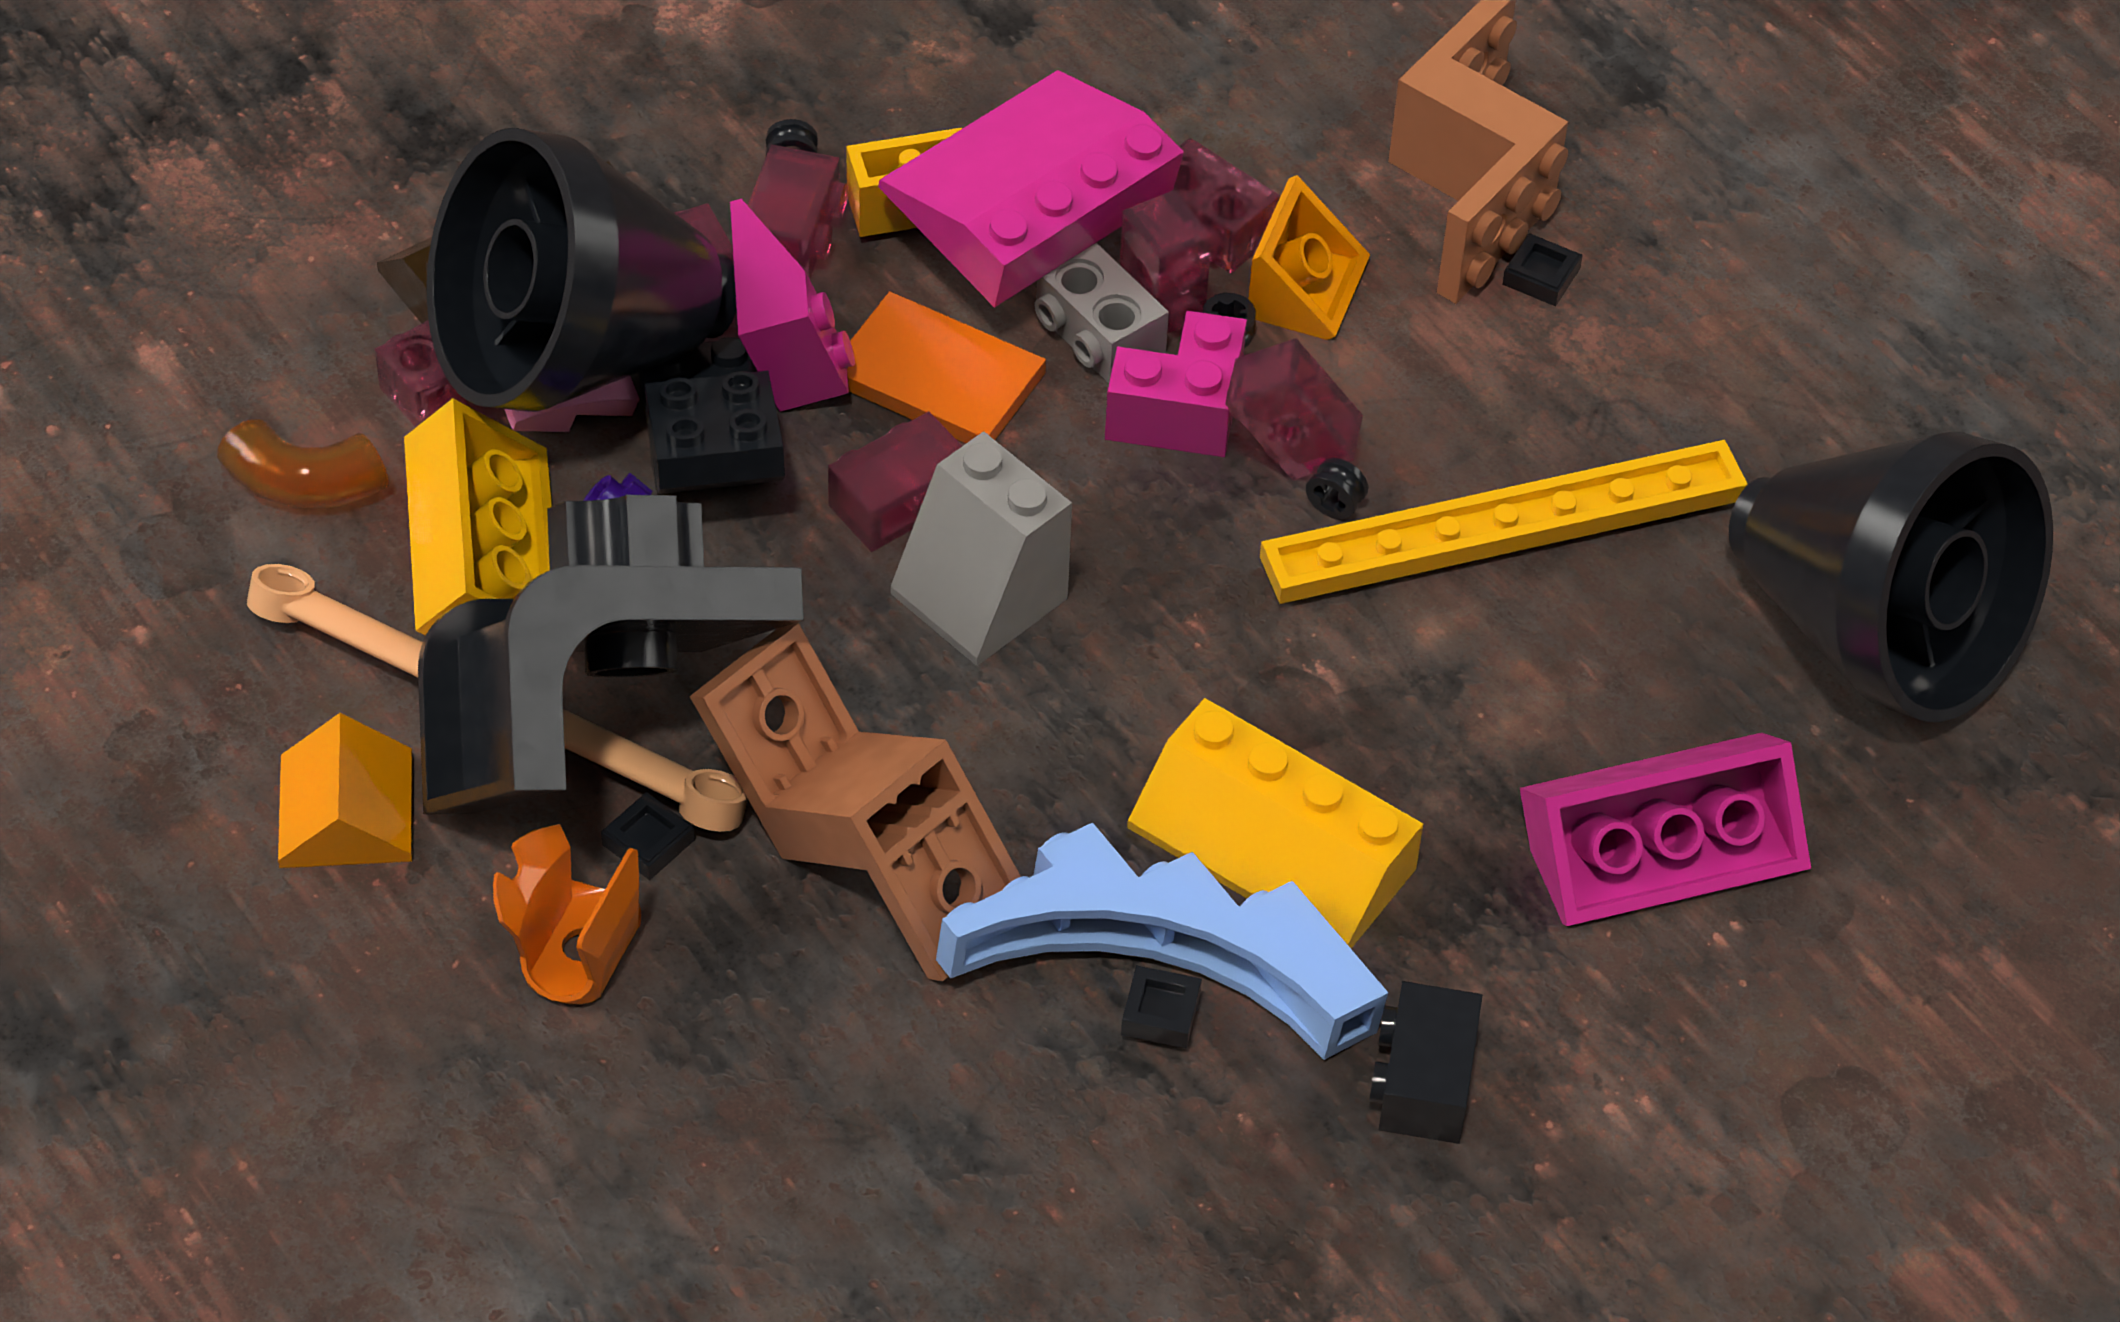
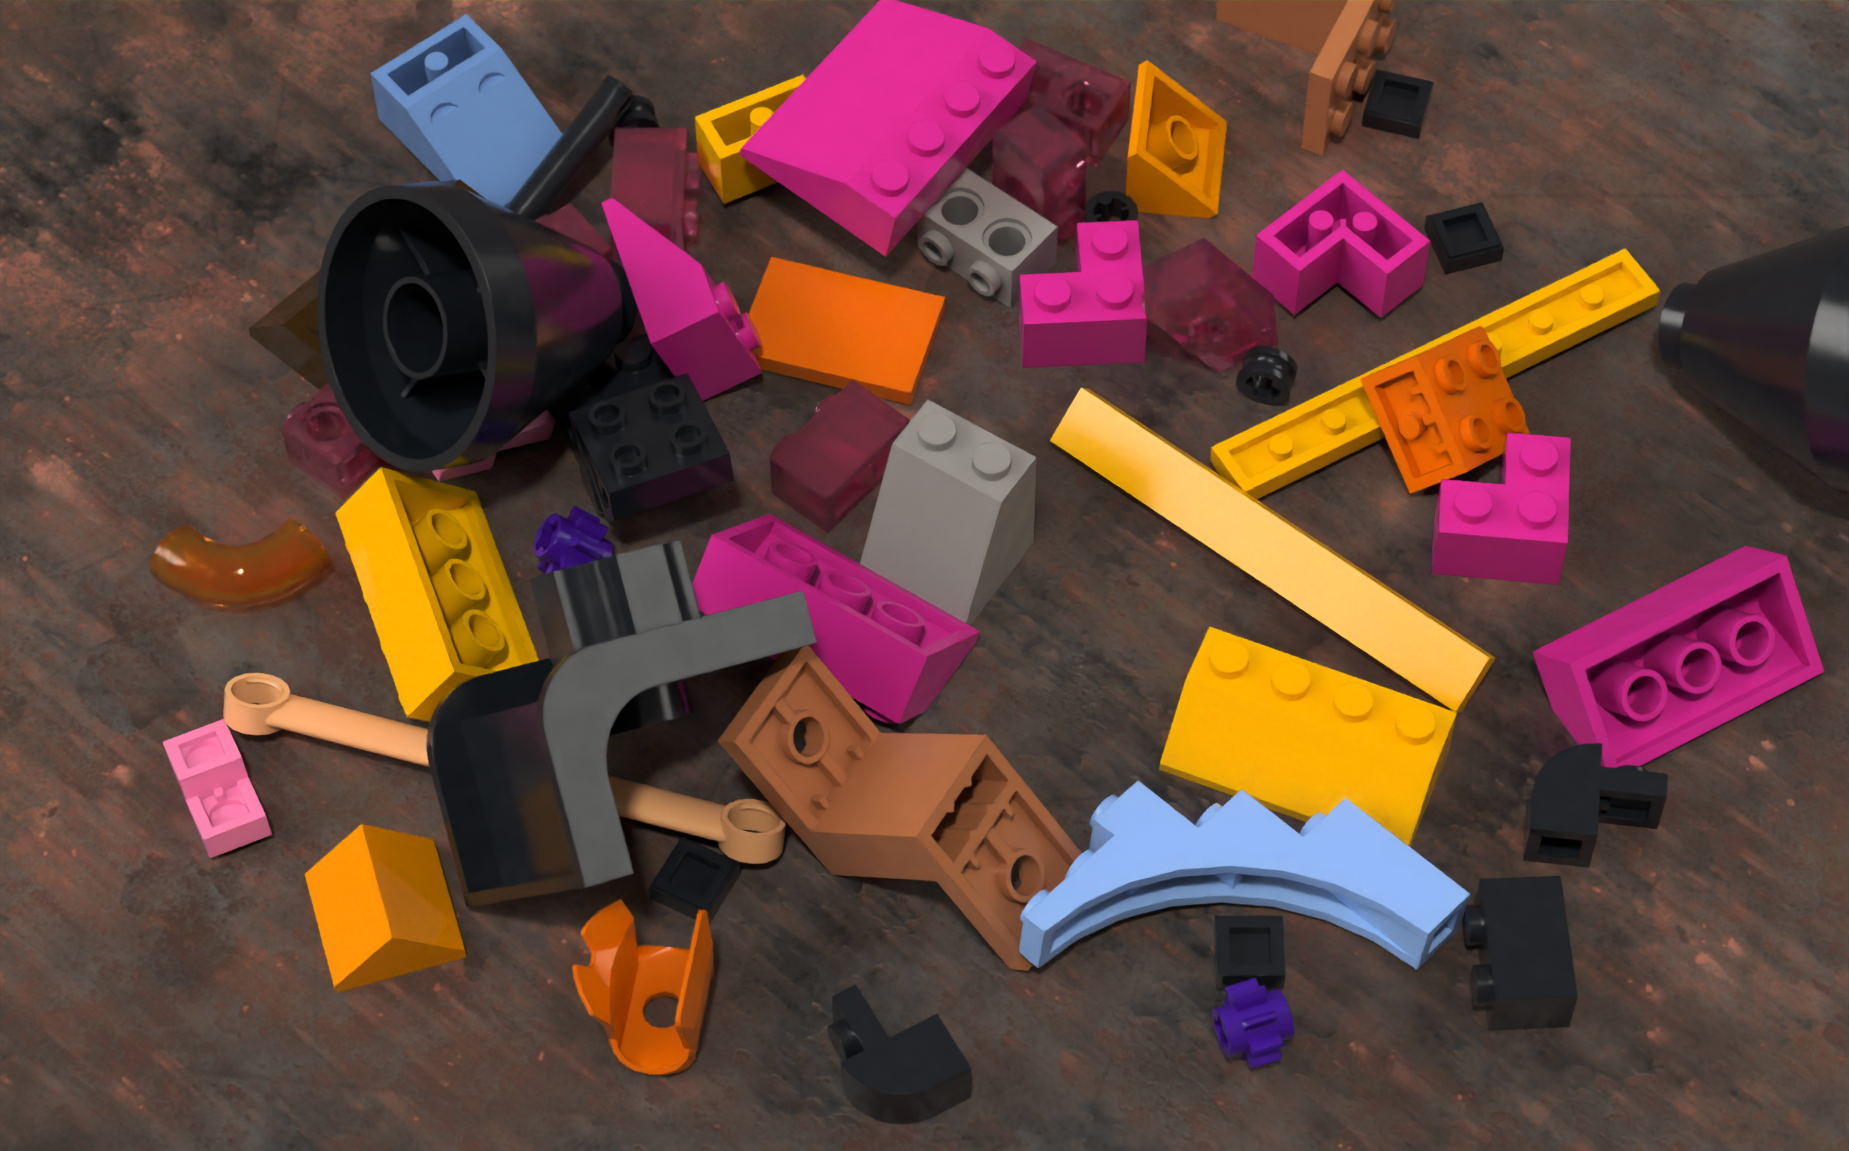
camera: 10 degrees left, 5 degrees up
(222, 662) = (217, 788): none -> bright pink slope
(640, 109) = (465, 111): none -> medium blue slope
(728, 155) = (573, 149): none -> black pin
(788, 1048) = (897, 1076): none -> black brick
(864, 630) = (868, 631): none -> dark pink slope
(1143, 1070) = (1253, 1023): none -> dark purple gear
(1296, 649) = (1273, 550): none -> yellow tile
(1443, 376) = (1342, 238): none -> dark pink brick
(1501, 548) = (1445, 409): none -> orange bracket
(1527, 926) = (1577, 794): none -> black brick
(1537, 670) = (1512, 526): none -> dark pink brick
(1571, 403) = (1464, 238): none -> black tile

